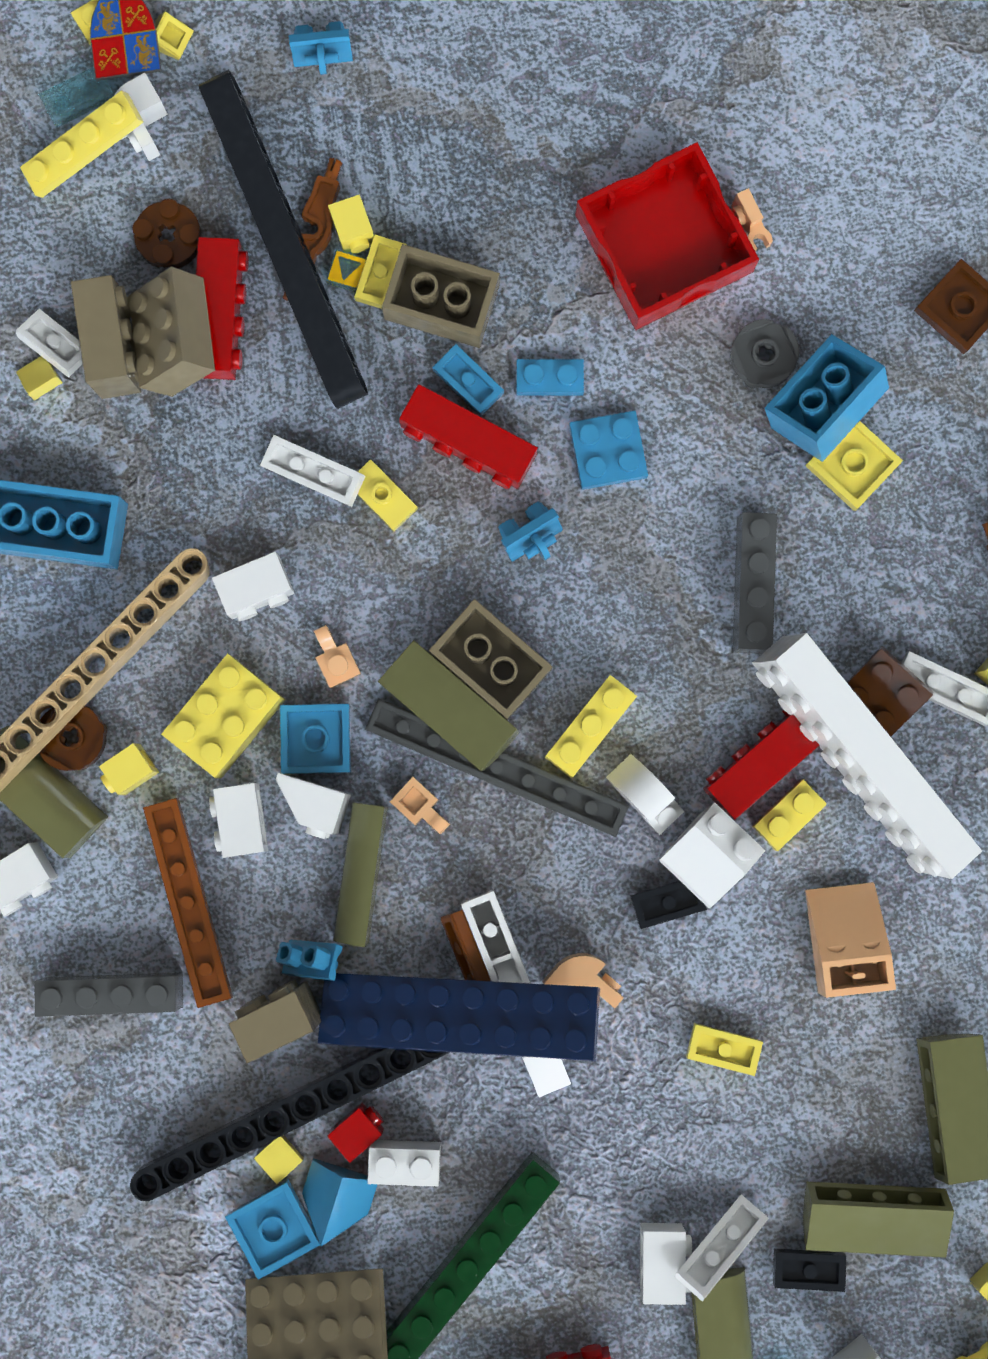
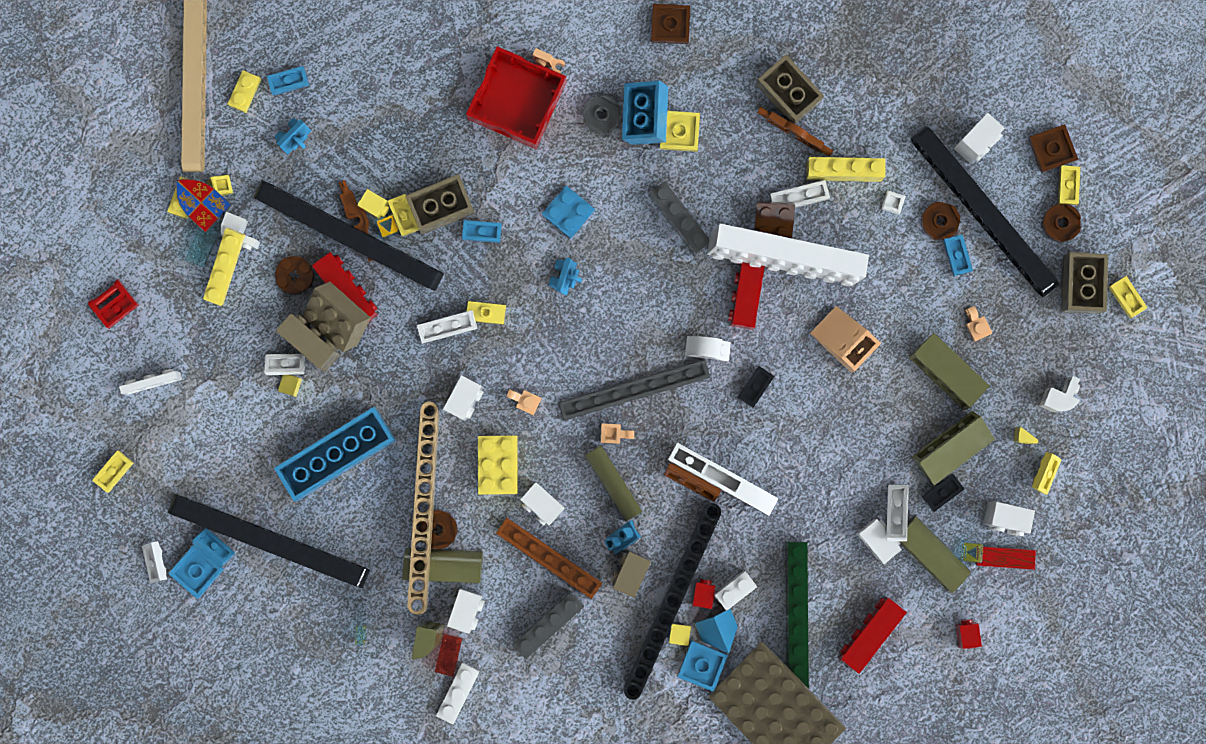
camera: 40 degrees left, 0 degrees up
(127, 770) = (475, 523): light yellow brick -> none
(314, 805) = (570, 469): white slope -> none
(315, 738) = (545, 442): dark azure plate -> none
(448, 706) = (592, 380): olive brick -> none
(461, 1016) = (706, 507): dark blue plate -> none
(467, 437) = (503, 256): red brick -> none
(490, 659) = (593, 345): dark tan brick -> none
(550, 377) = (516, 201): dark azure plate -> none
(583, 970) = (741, 450): light nougat brick -> none
(590, 726) = (660, 339): light yellow brick -> none
(712, 855) = (757, 350): white slope -> none
(724, 1049) = (830, 429): light yellow plate -> none
(789, 815) = (776, 306): light yellow plate -> none

